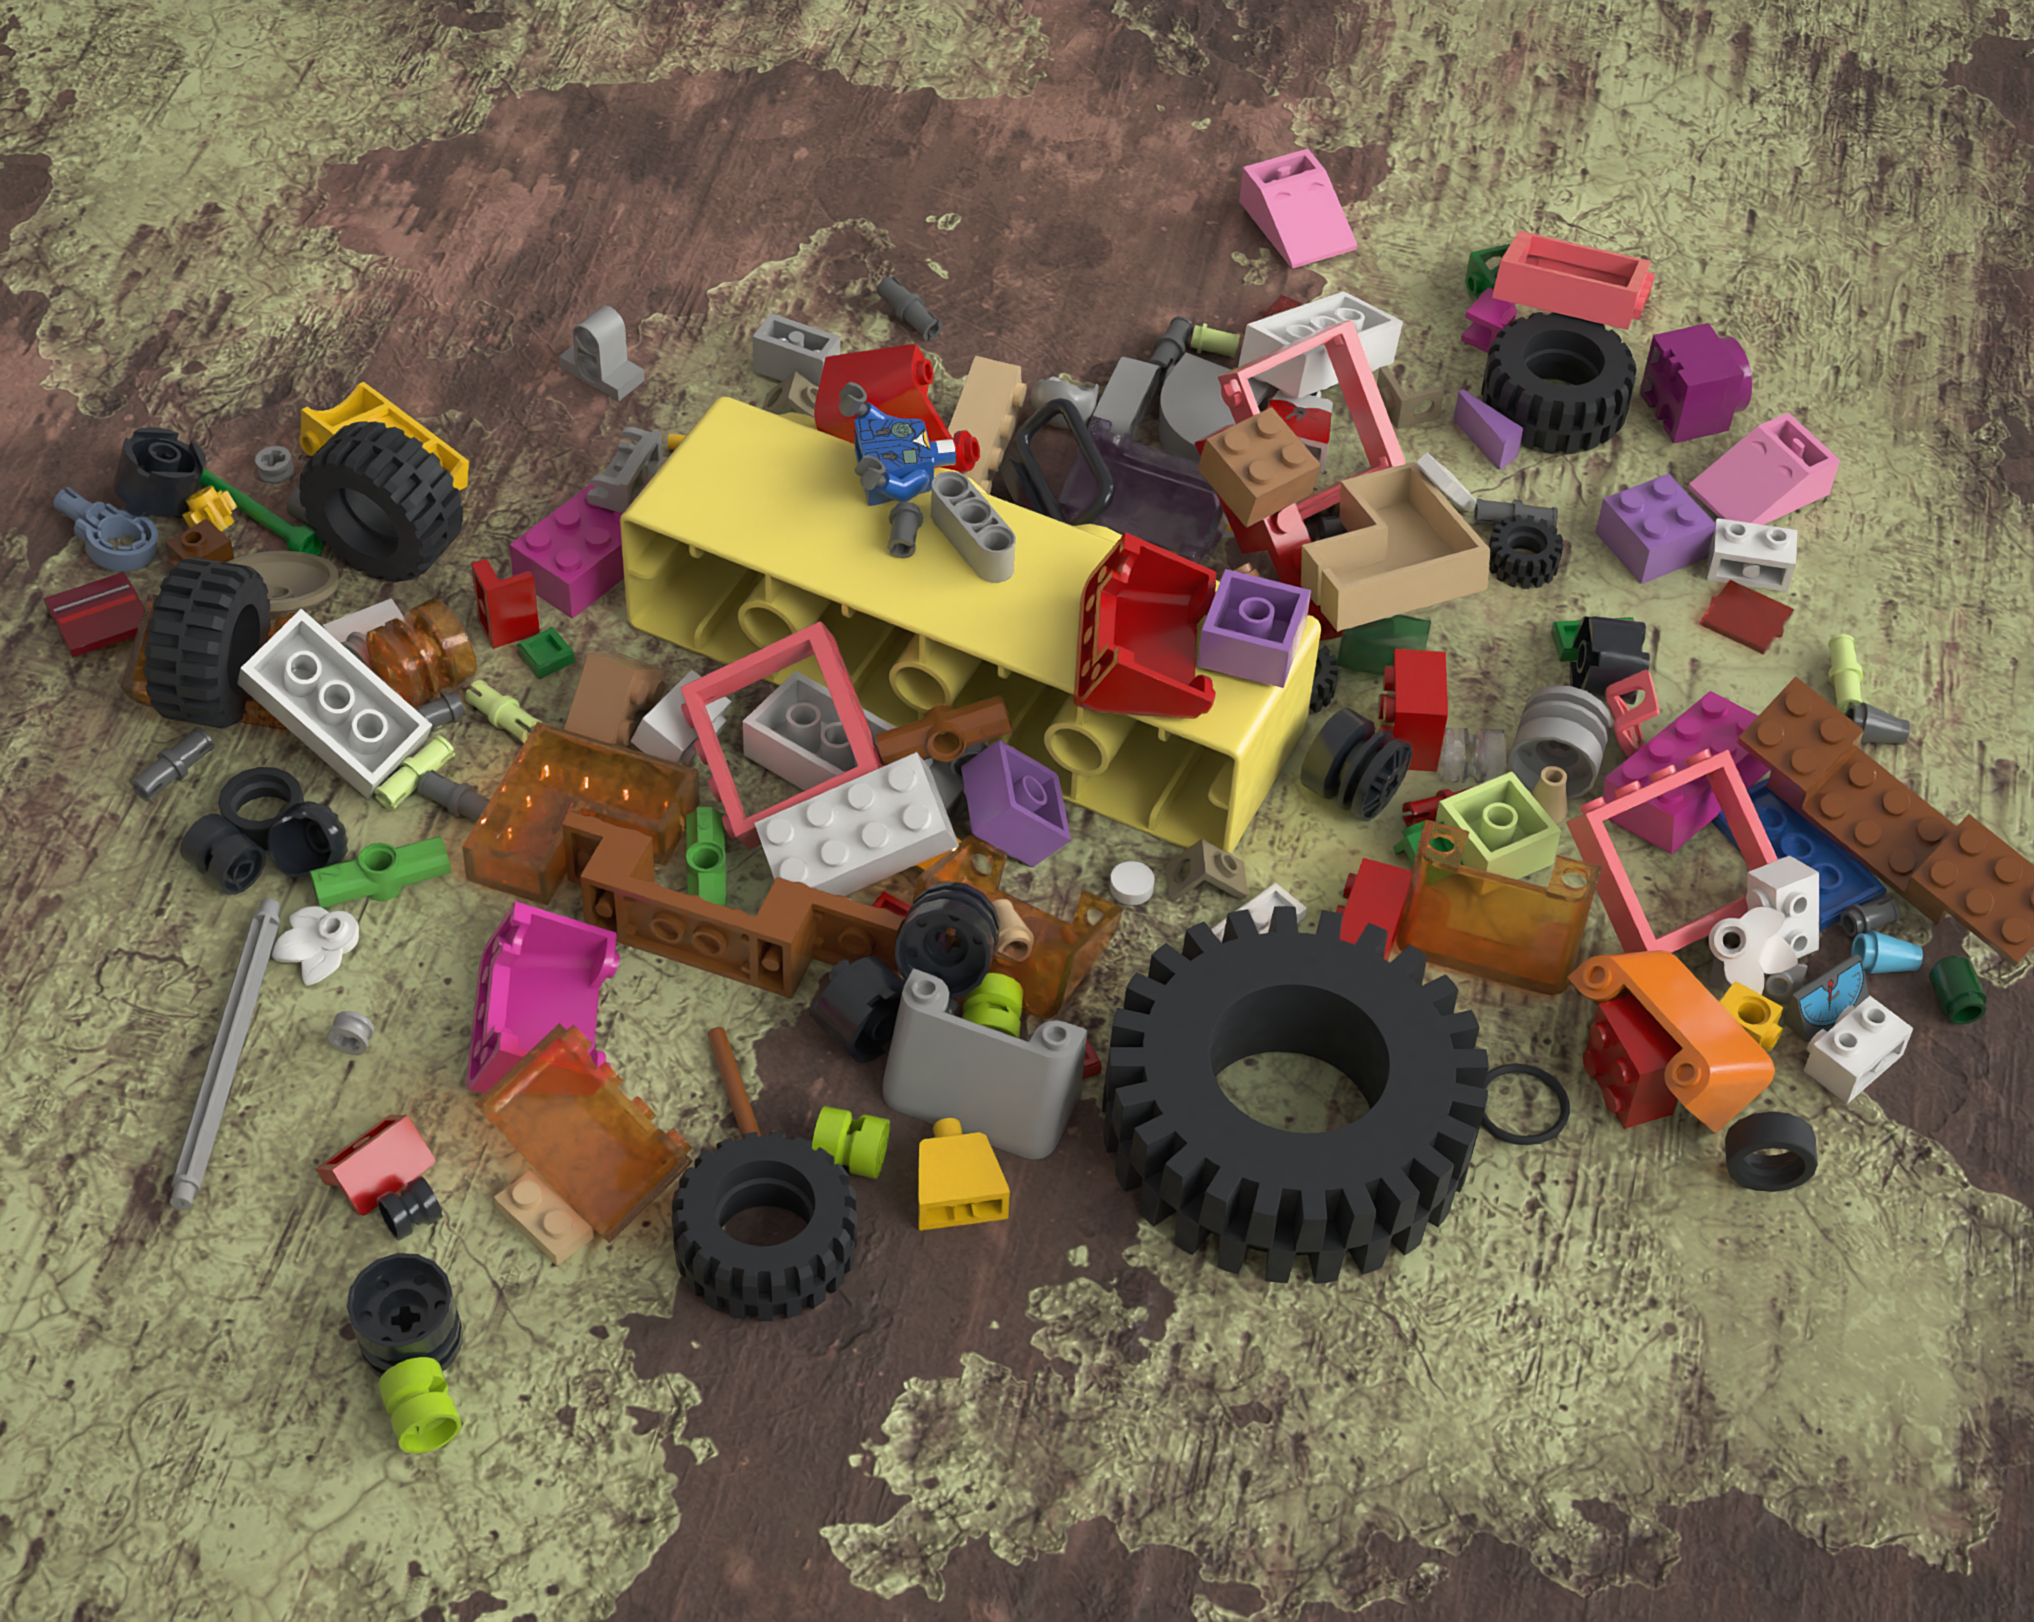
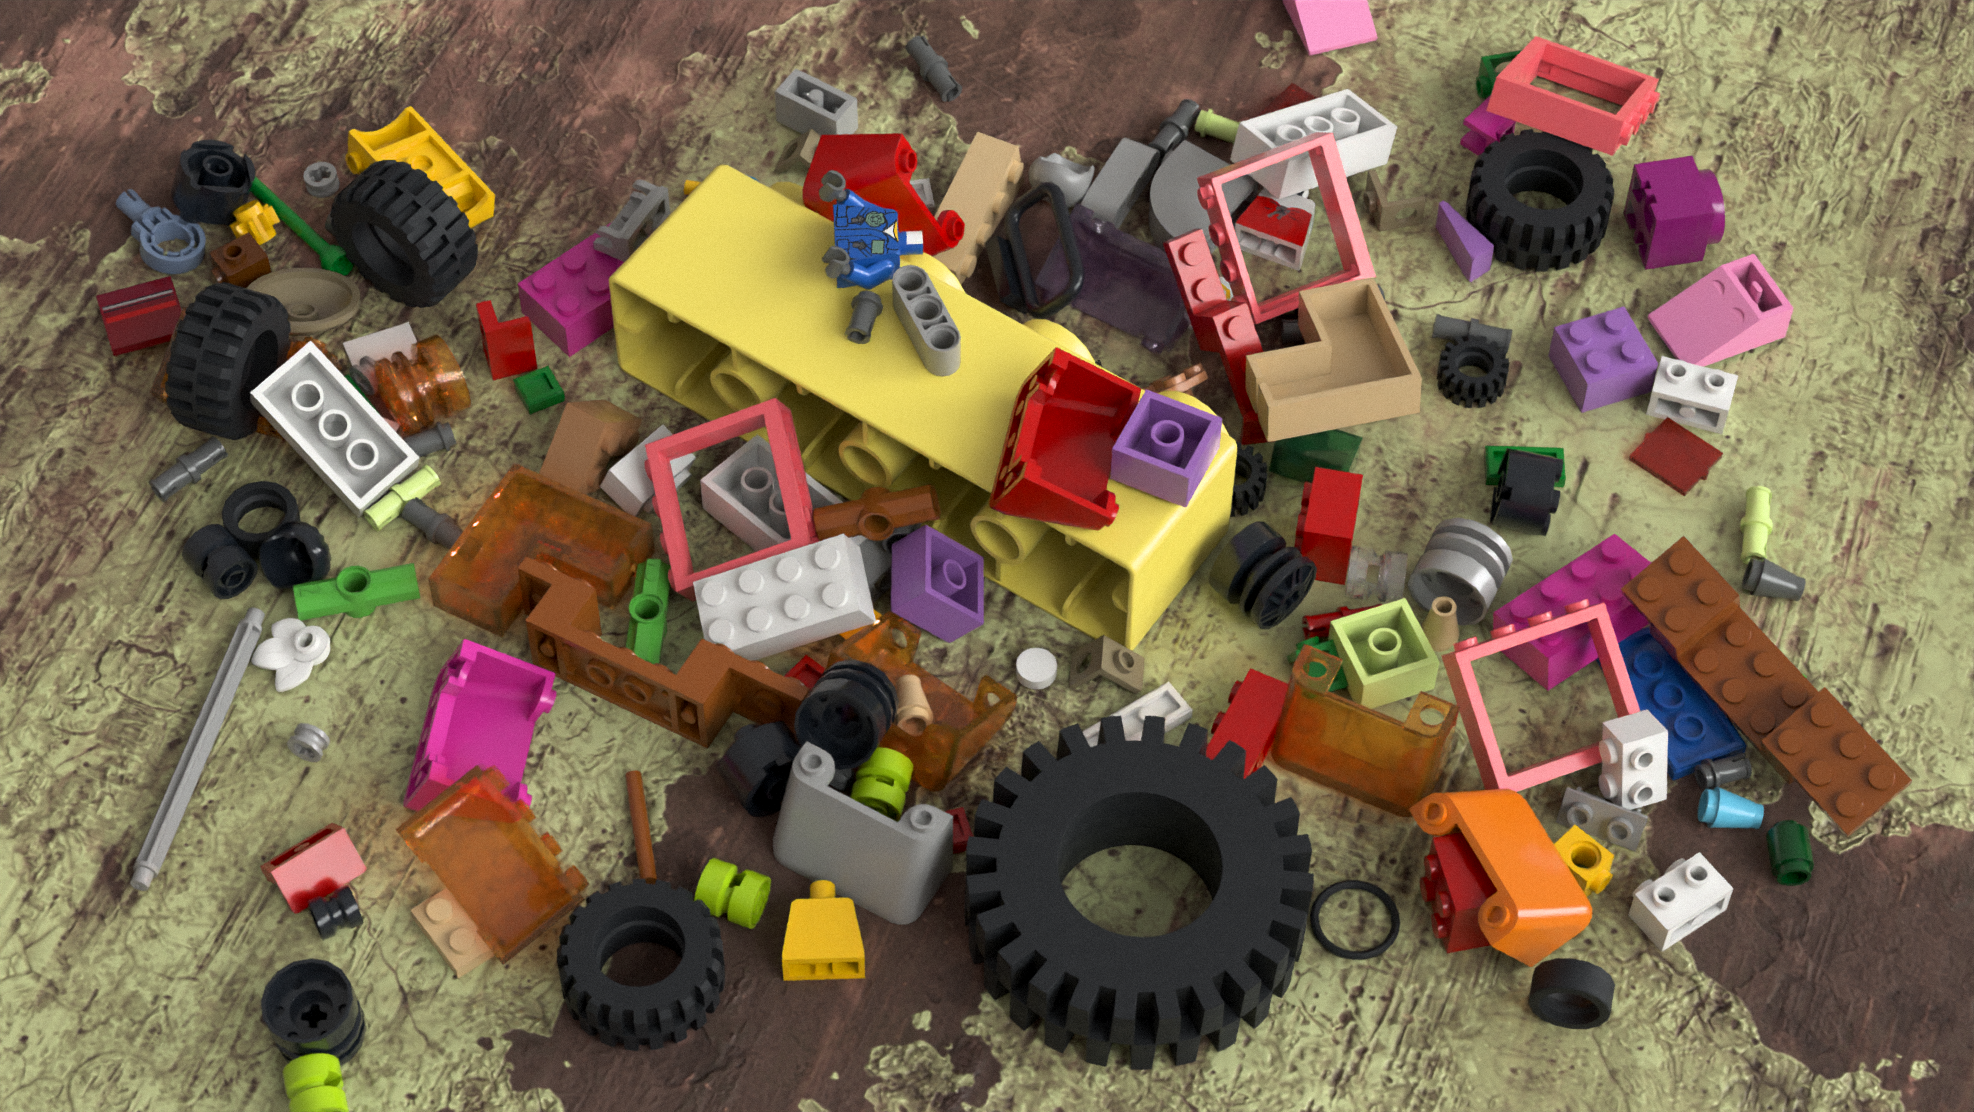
camera: 10 degrees right, 5 degrees up
(501, 710) = (489, 443): yellowish green pin -> none
(601, 354) = (635, 97): light grey tile -> none
(1259, 467) = (1215, 276): medium nougat brick -> none
(1446, 482) = (1404, 297): white tile -> none
(1626, 720) = (1533, 558): coral piece -> none
(1759, 949) = (1602, 797): white plate -> none
(1826, 997) = (1658, 849): slope -> none

